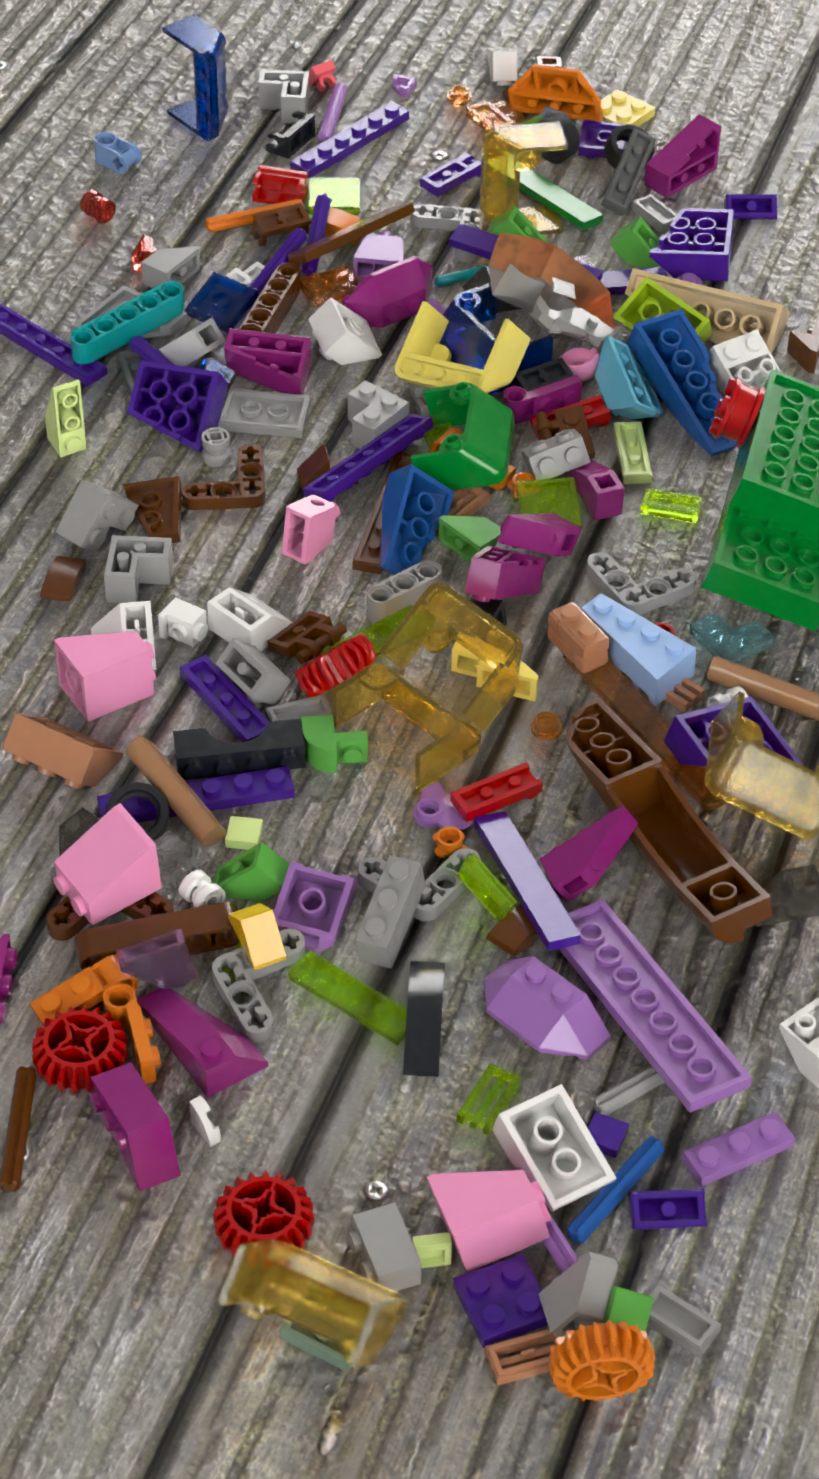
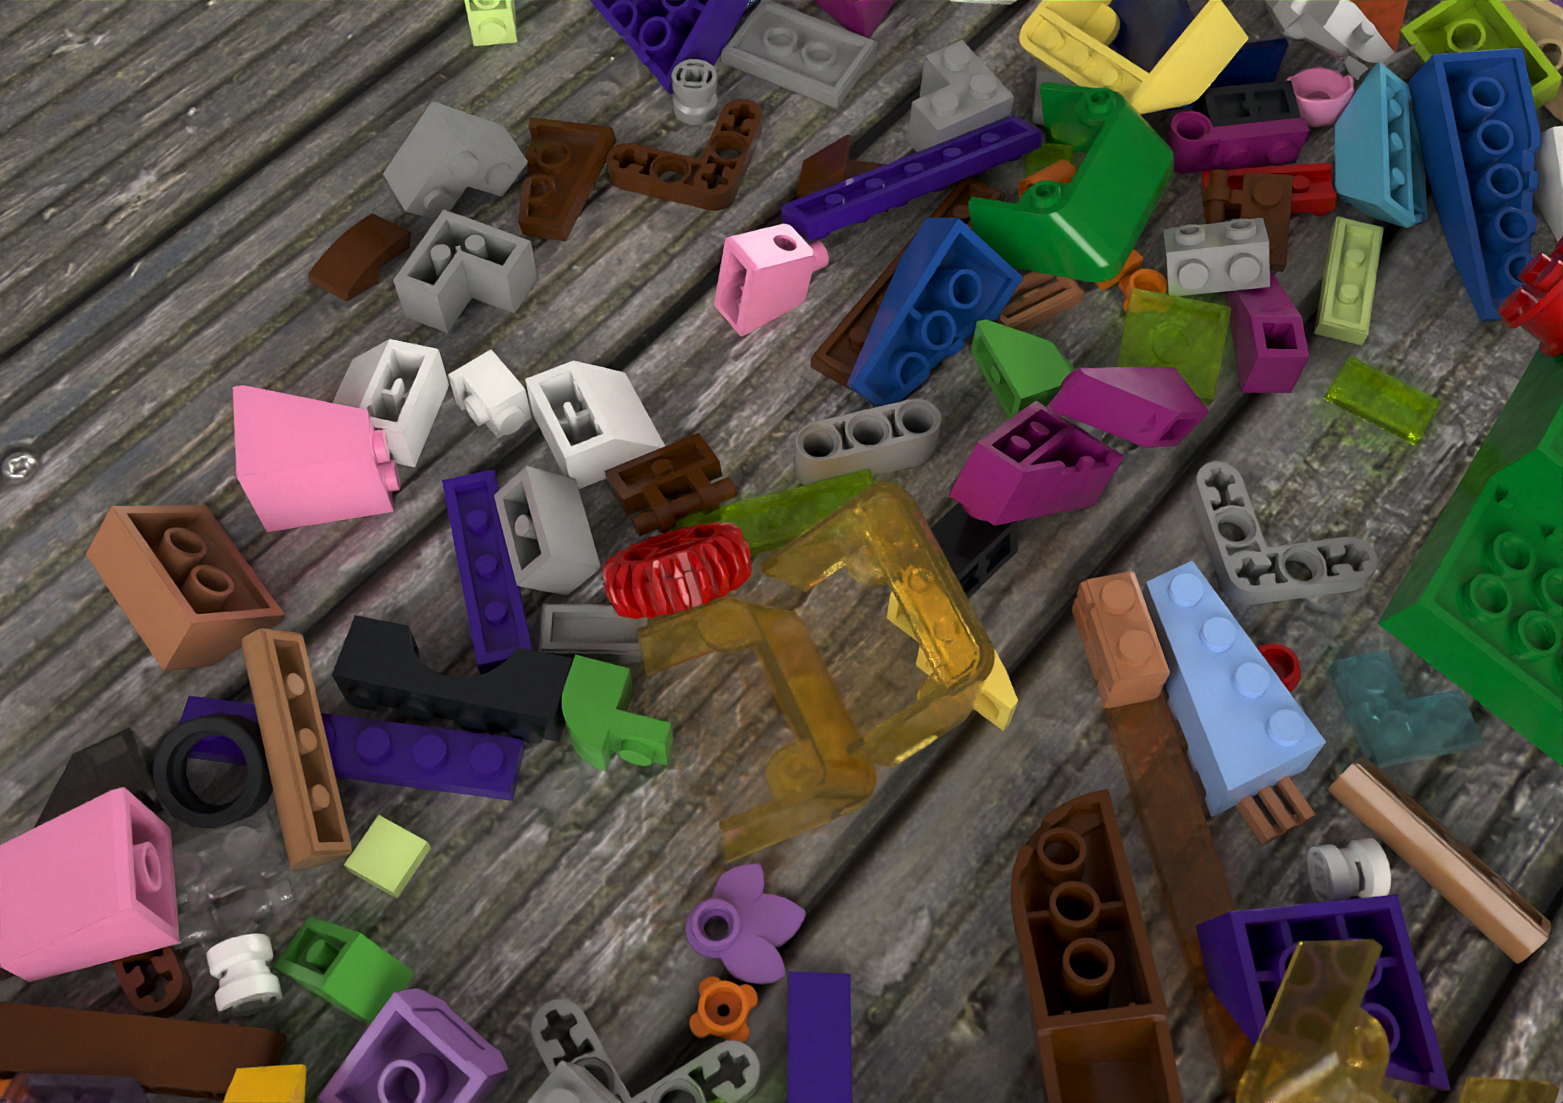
camera: 20 degrees right, 15 degrees up
(496, 792) = (848, 930): red hinge -> none
(546, 726) = (998, 802): clear orange plate -> none

